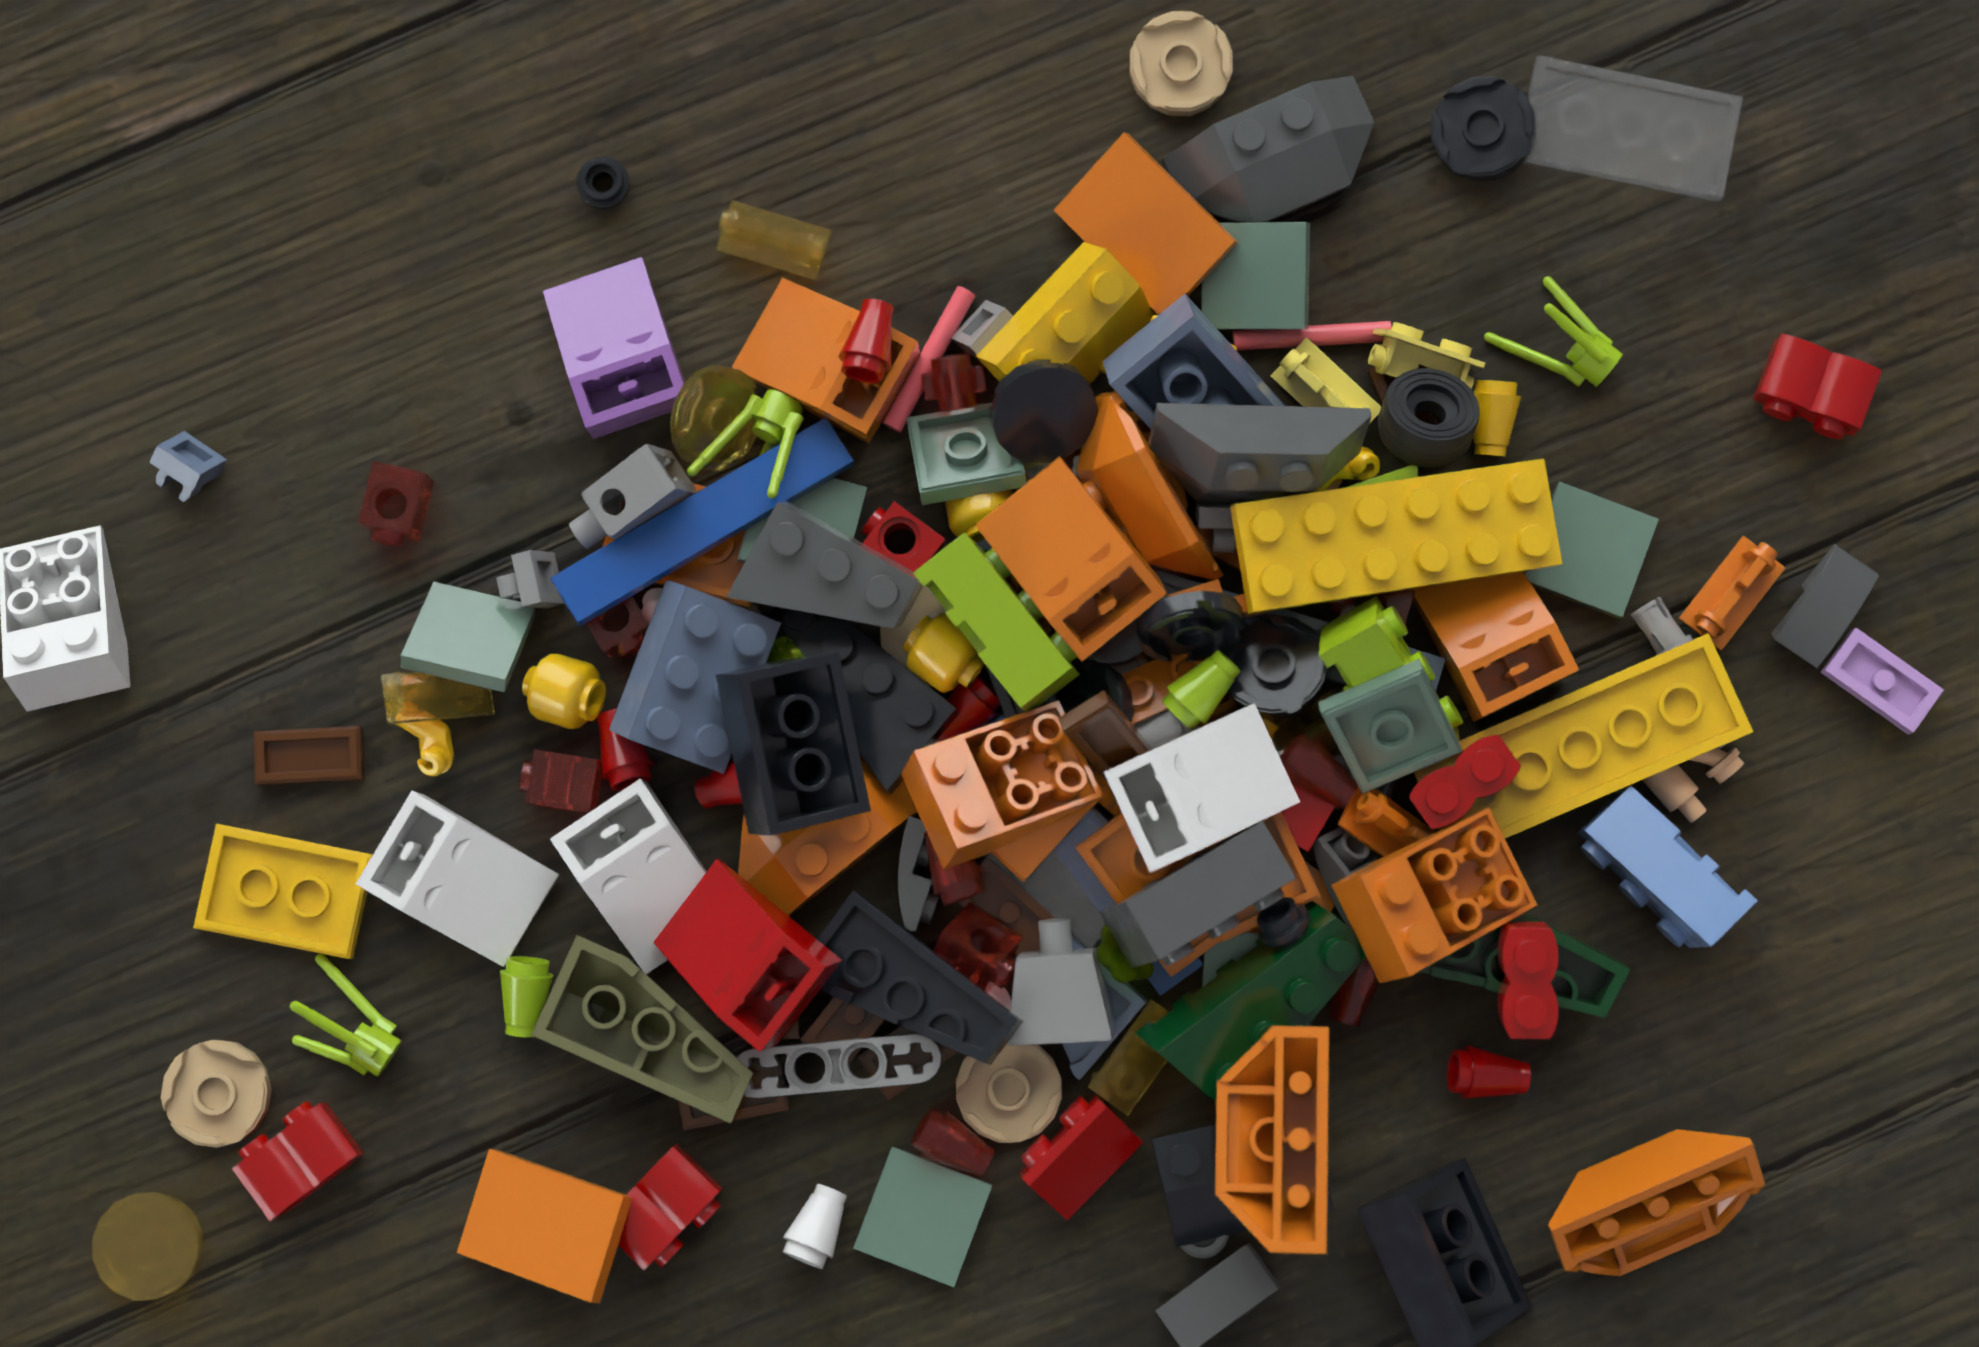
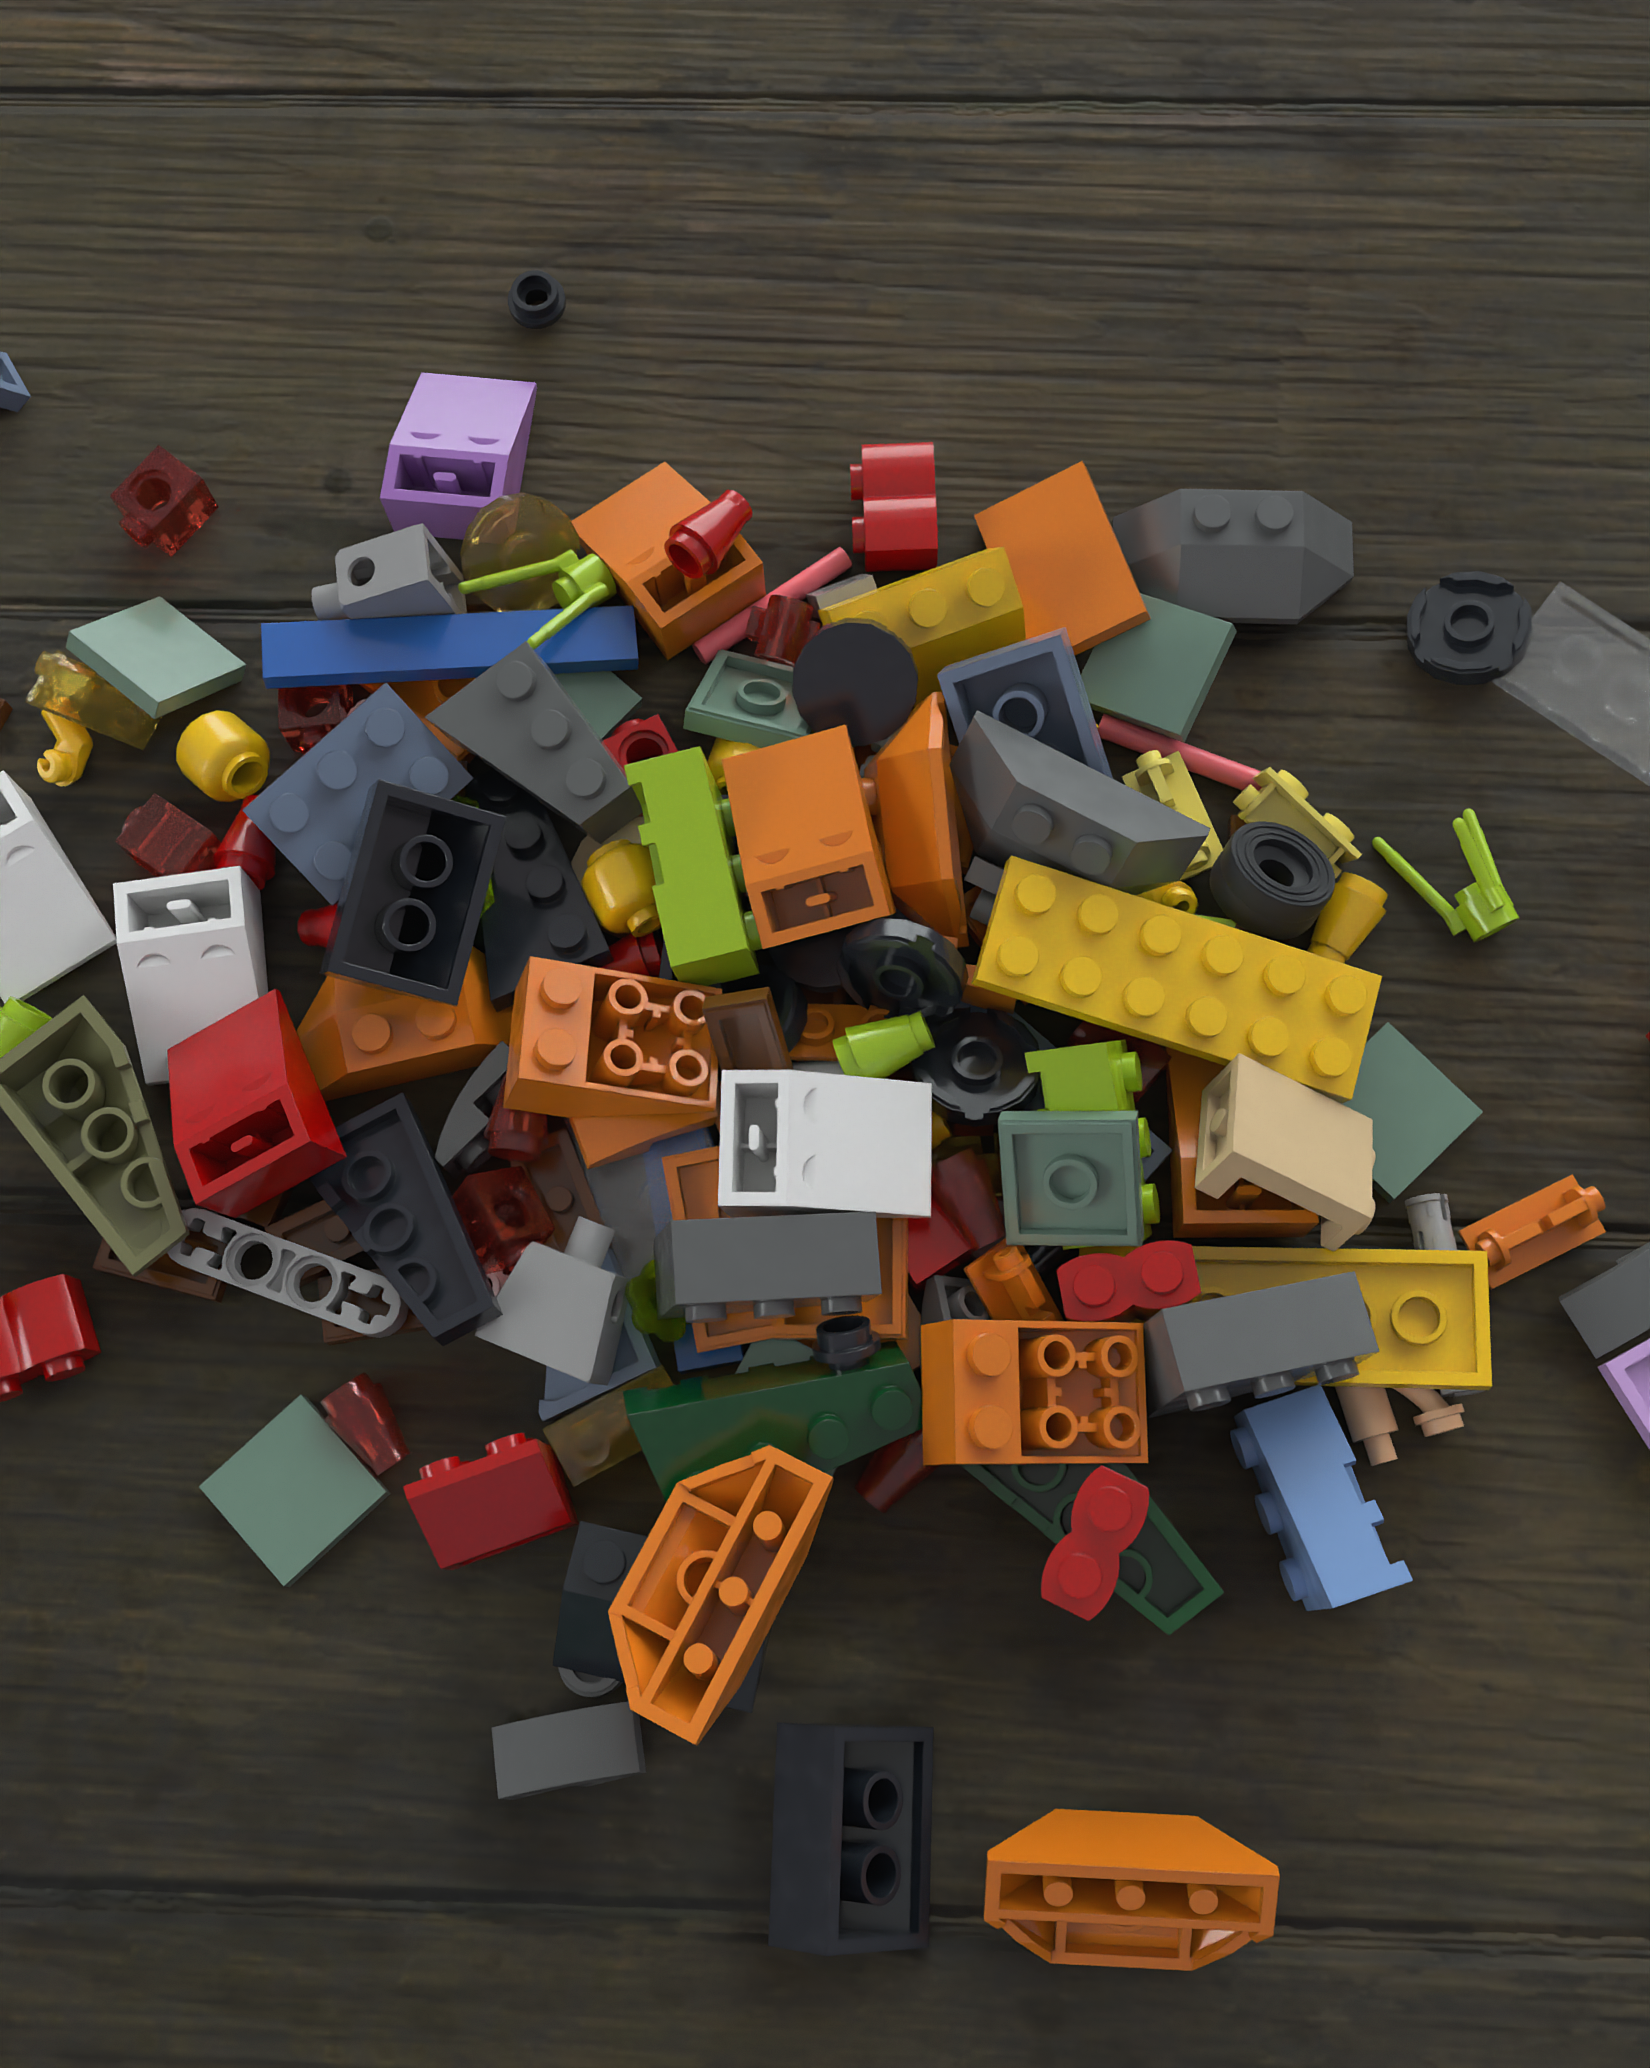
camera: 25 degrees right, 10 degrees down
(531, 580) = (244, 630): light grey tile -> none
(773, 239) = (673, 422): clear yellow hinge -> none
(816, 1227) = (171, 1443): white cone -> none
(990, 232) = (898, 507): none -> red brick
(1010, 1096) = (461, 1396): tan tile -> none
(1181, 63) = (1176, 436): tan tile -> none
(1486, 1074) = (1003, 1640): red cone -> none
(1532, 624) = (1289, 1144): none -> tan panel
(1576, 783) = (1255, 1343): none -> dark grey wedge

